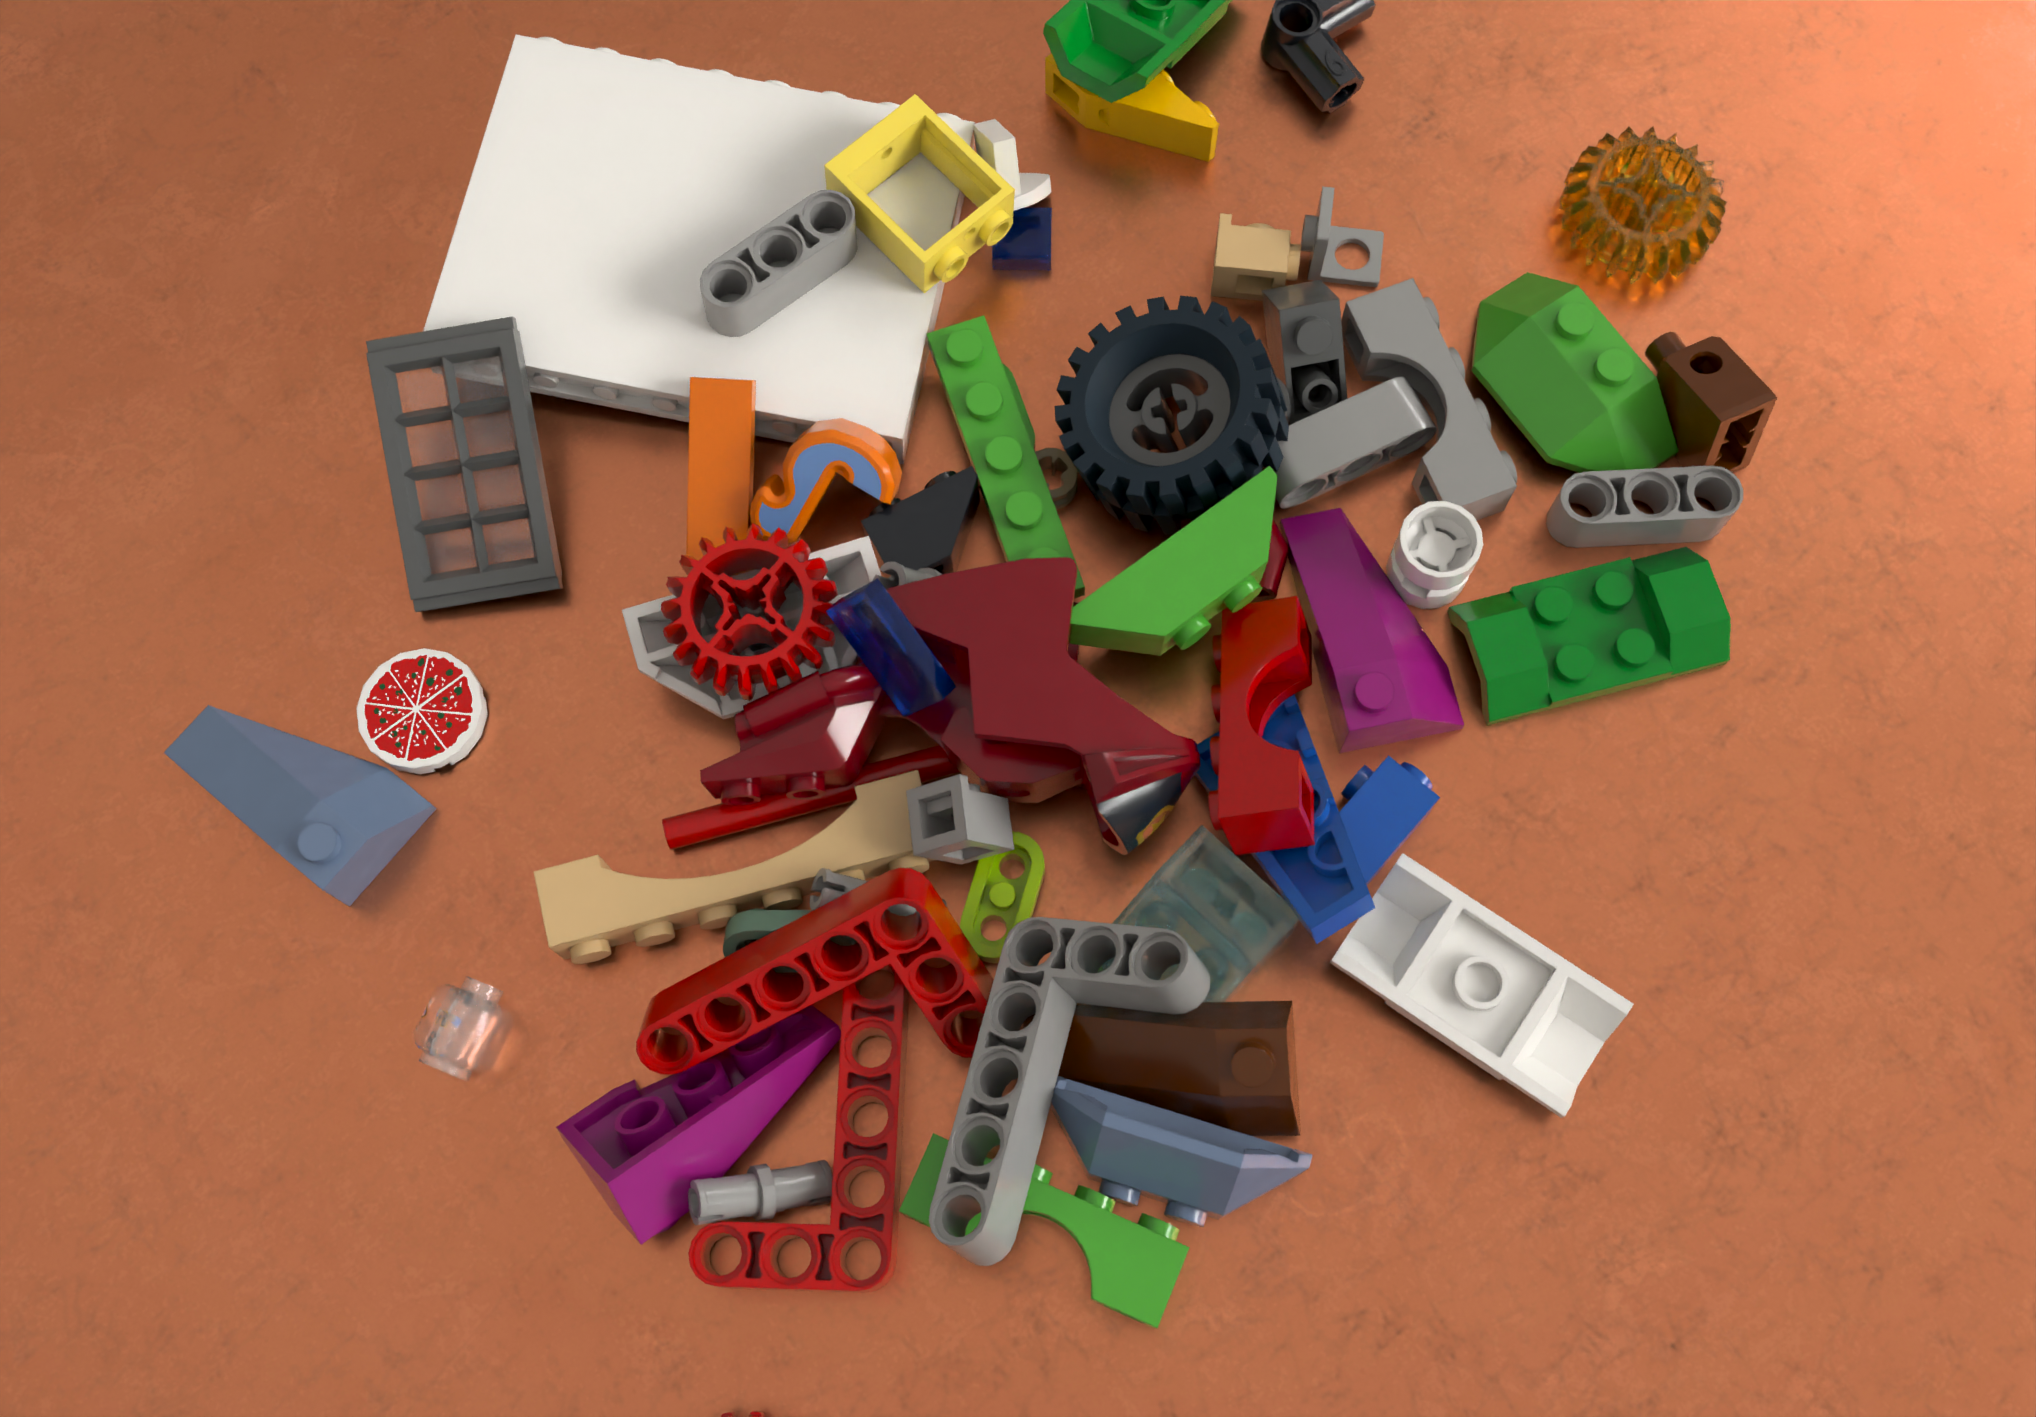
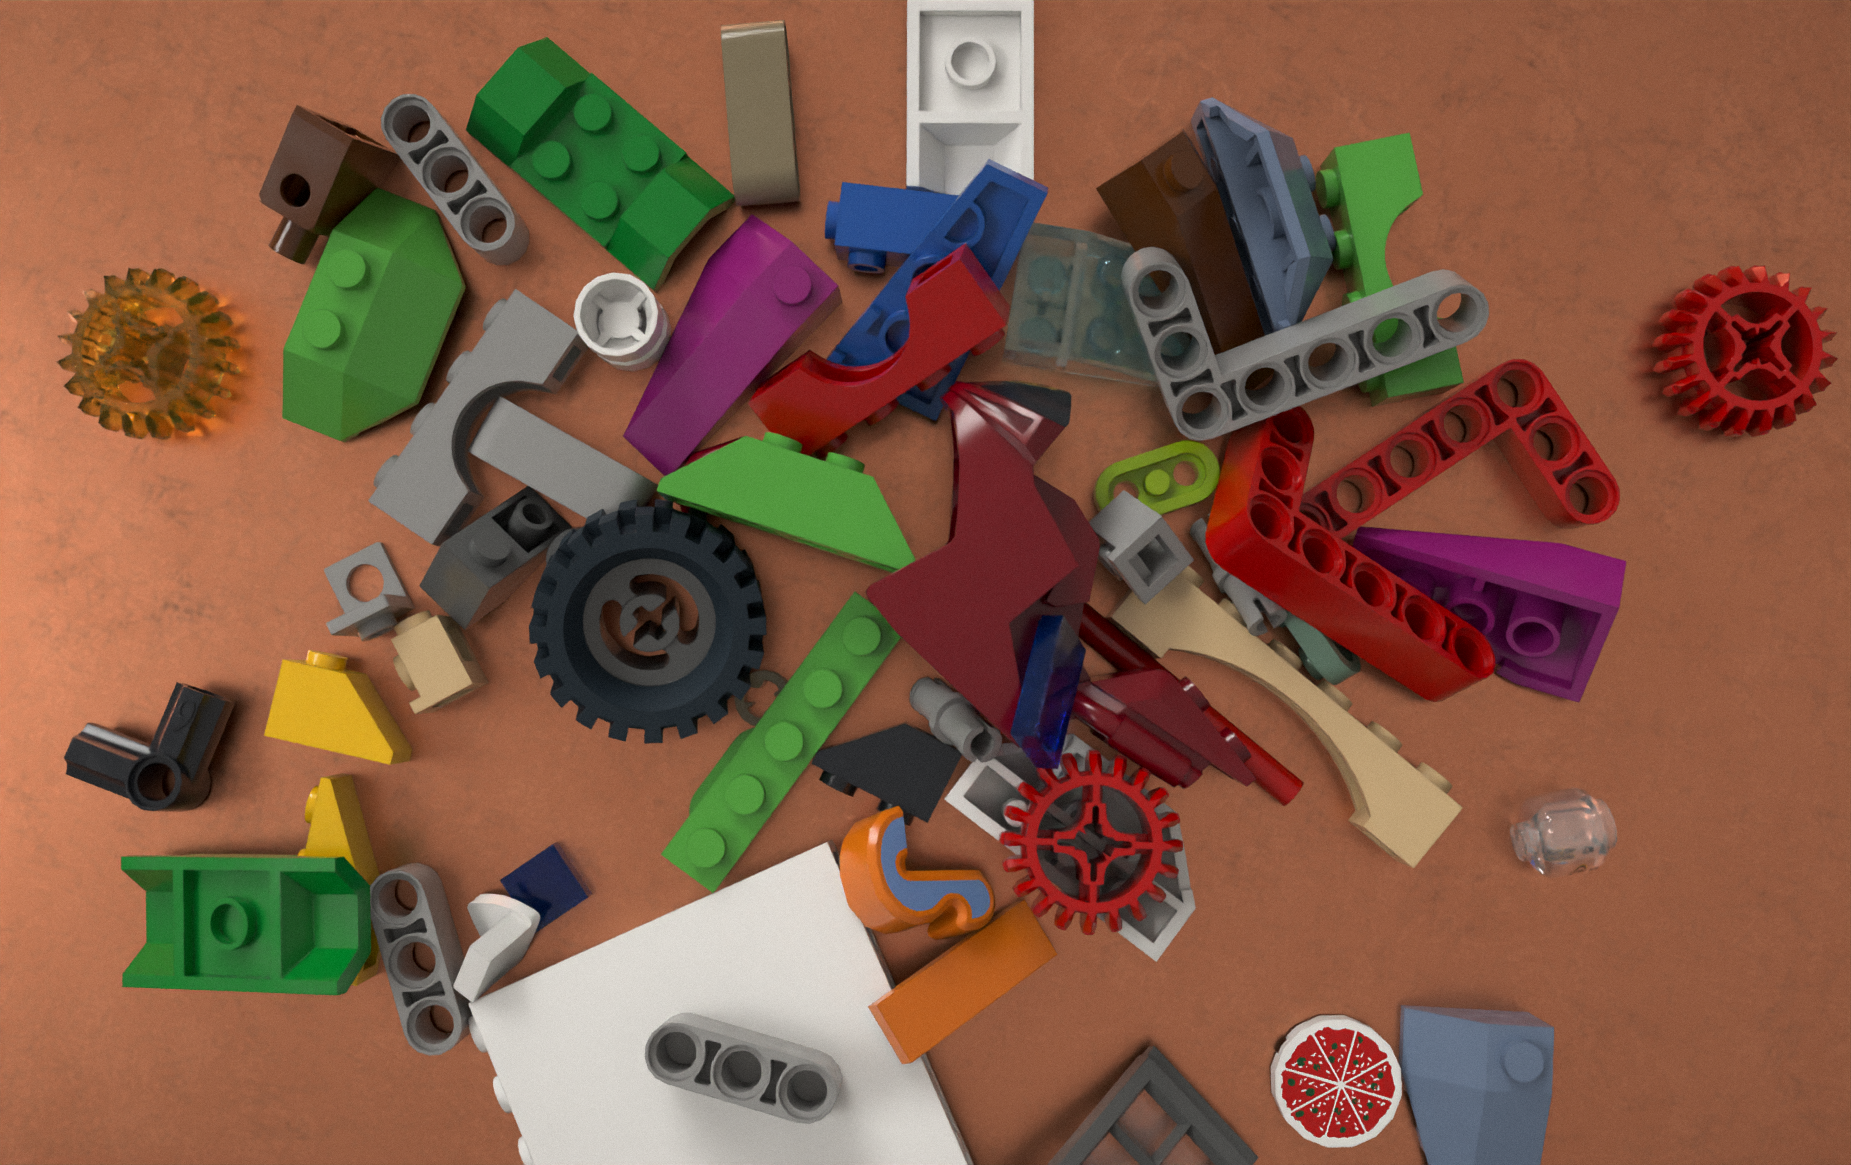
camera: 125 degrees left, 15 degrees up
(760, 1192) = (1520, 502): light grey pin -> none
(886, 149) = (568, 1057): light yellow window -> none
(1061, 113) = (411, 987): none -> light grey beam
(1262, 170) = (334, 710): none -> yellow slope
(1549, 783) = (760, 113): none -> dark tan beam

